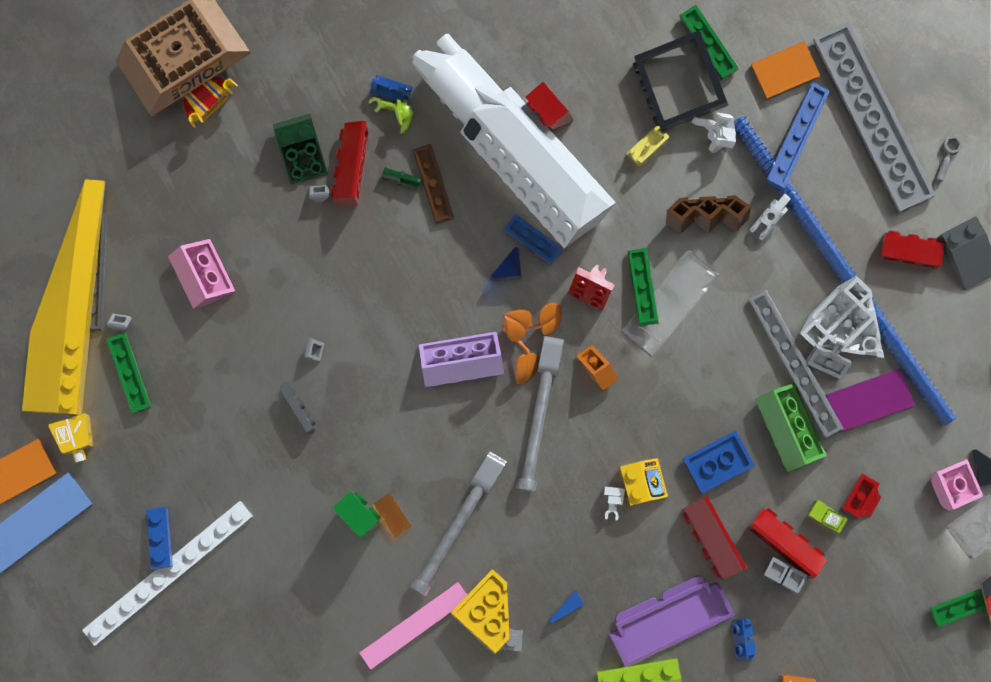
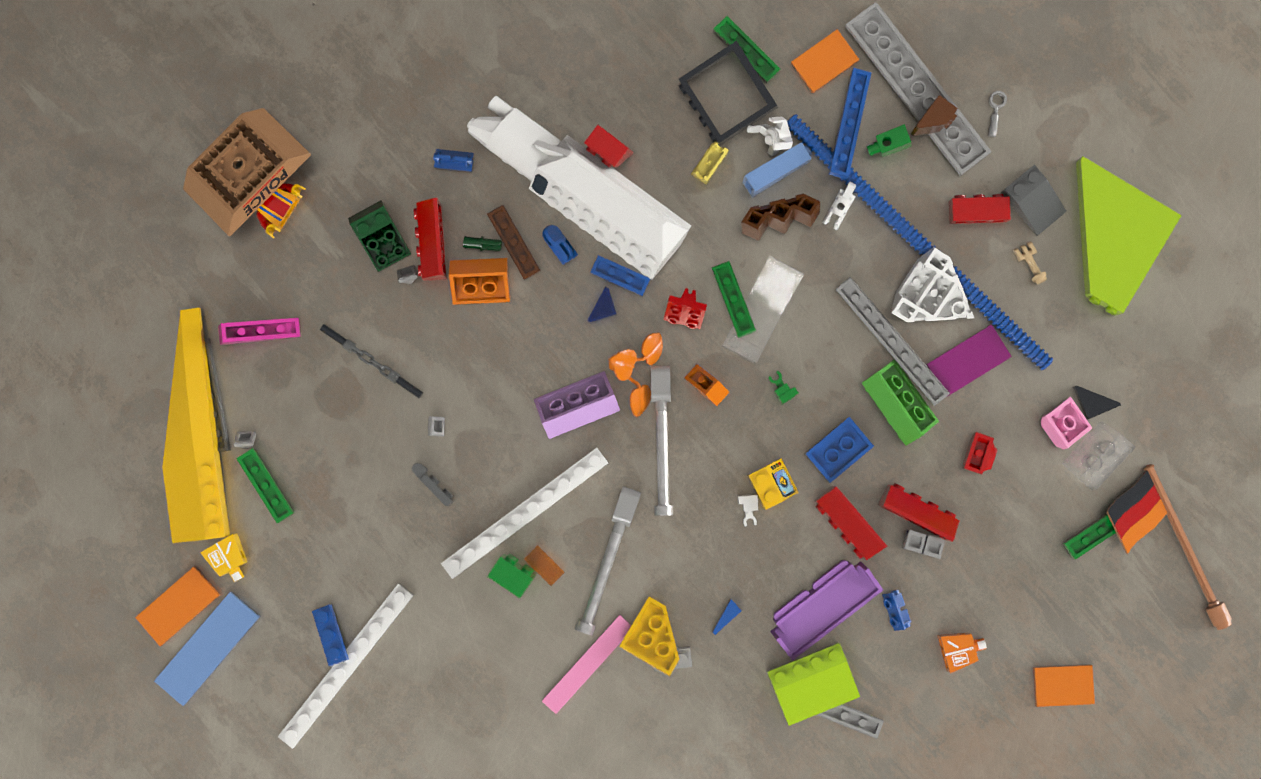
camera: 15 degrees left, 5 degrees up
(157, 216) = (258, 330): none -> dark pink slope
(201, 273) = (312, 376): bright pink slope -> none
(246, 252) = (351, 347): none -> piece
(384, 456) = (524, 513): none -> white brick
(390, 214) = (479, 281): none -> orange slope
(402, 109) = (468, 177): lime piece -> none
(478, 194) = (559, 244): none -> blue arm
(674, 391) = (783, 392): none -> green piece
(713, 166) = (776, 169): none -> medium blue slope
(826, 517) = (950, 479): lime leg -> none
(829, 360) = (924, 331): light grey plate -> none
(842, 159) = (897, 136): none -> green torso
(886, 147) = (937, 117): none -> reddish brown slope
(959, 331) = (1027, 255): none -> tan hinge

